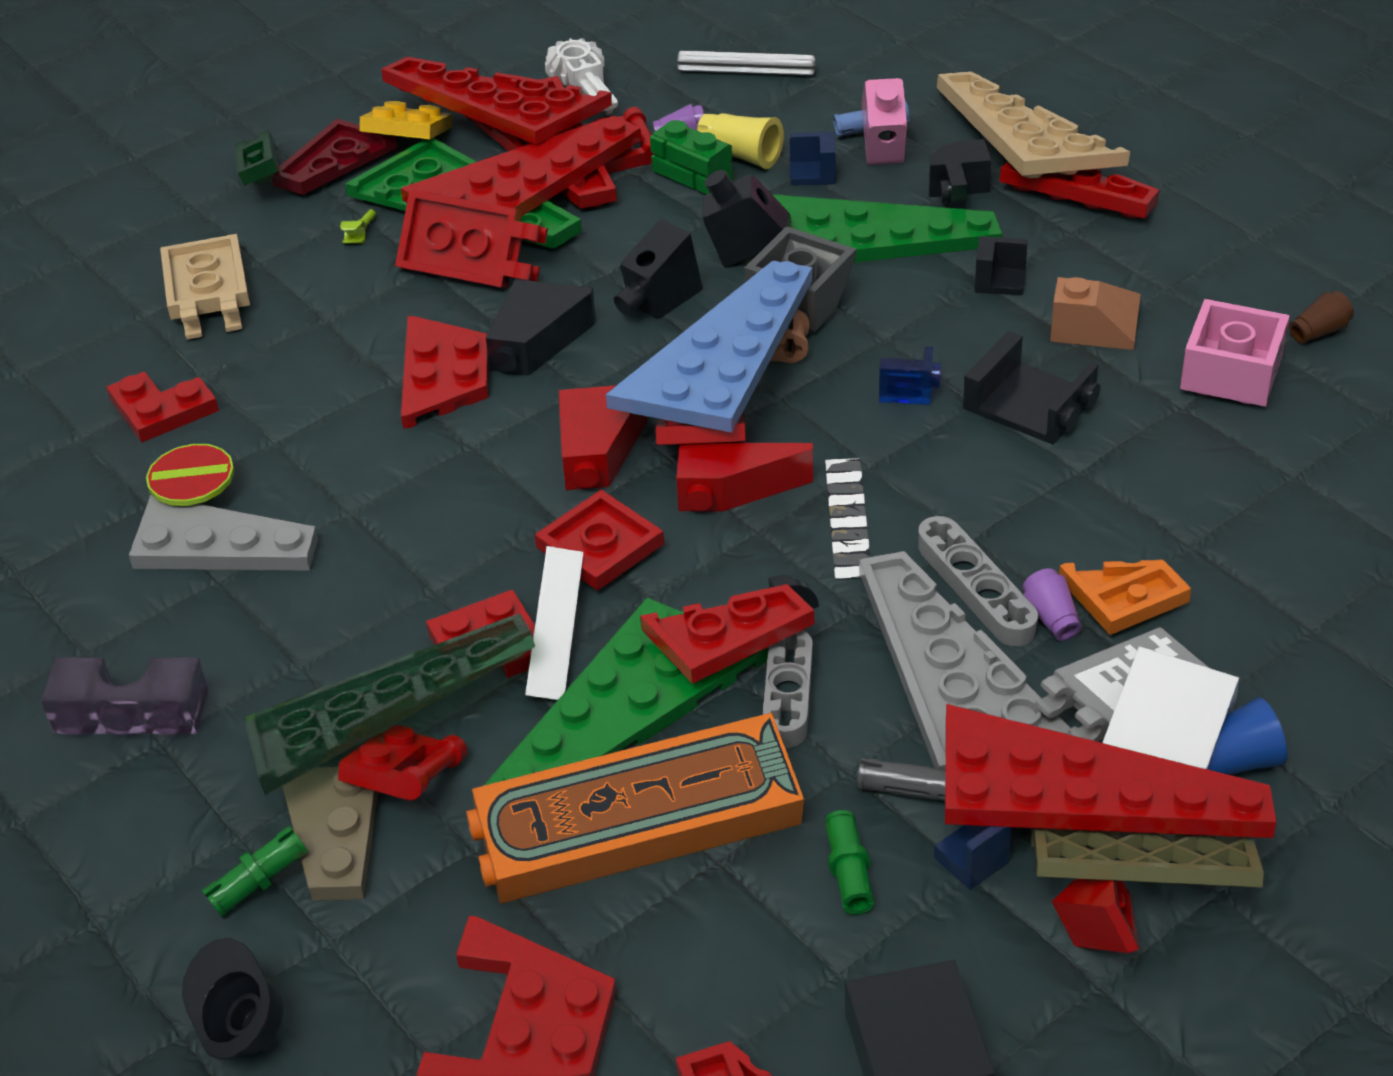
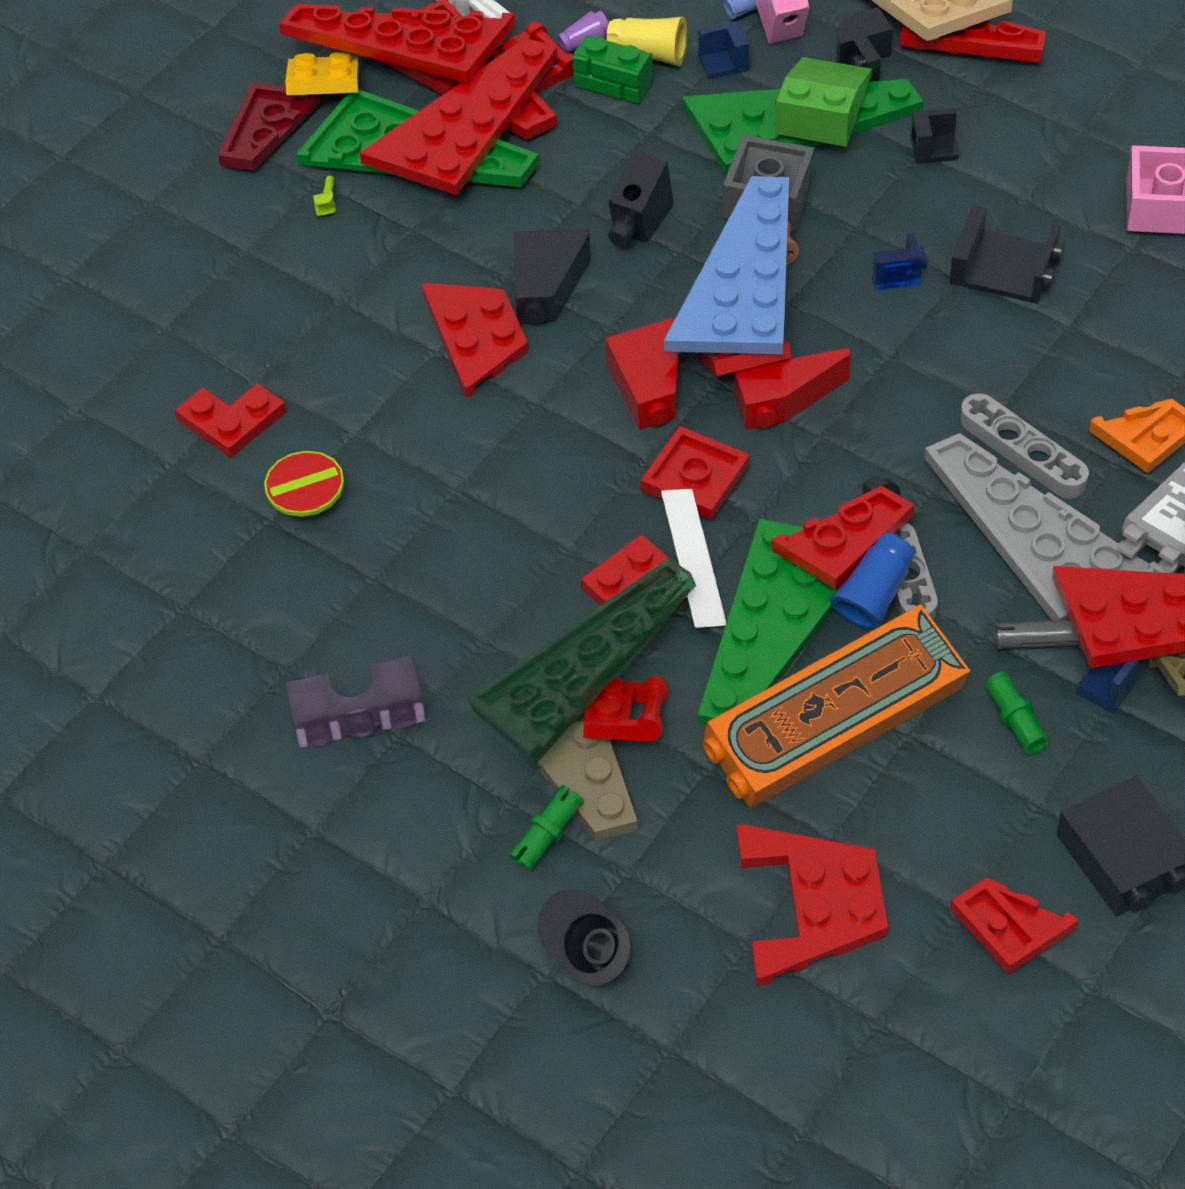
camera: 15 degrees left, 10 degrees up
(203, 280) = (209, 282): tan tile -> none
(219, 540) = (357, 539): light grey wing -> none
(257, 159) = (199, 142): dark green plate -> none
(465, 240) = (445, 197): red tile -> none
(737, 681) = (874, 583): none -> blue plant
(741, 216) = (697, 131): black torso -> none
(847, 516) = (892, 407): sticker -> none
(886, 212) = (821, 100): none -> bright green slope
(1053, 602) = (1096, 454): medium lavender cone -> none
(1094, 314) = (1031, 171): nougat slope -> none

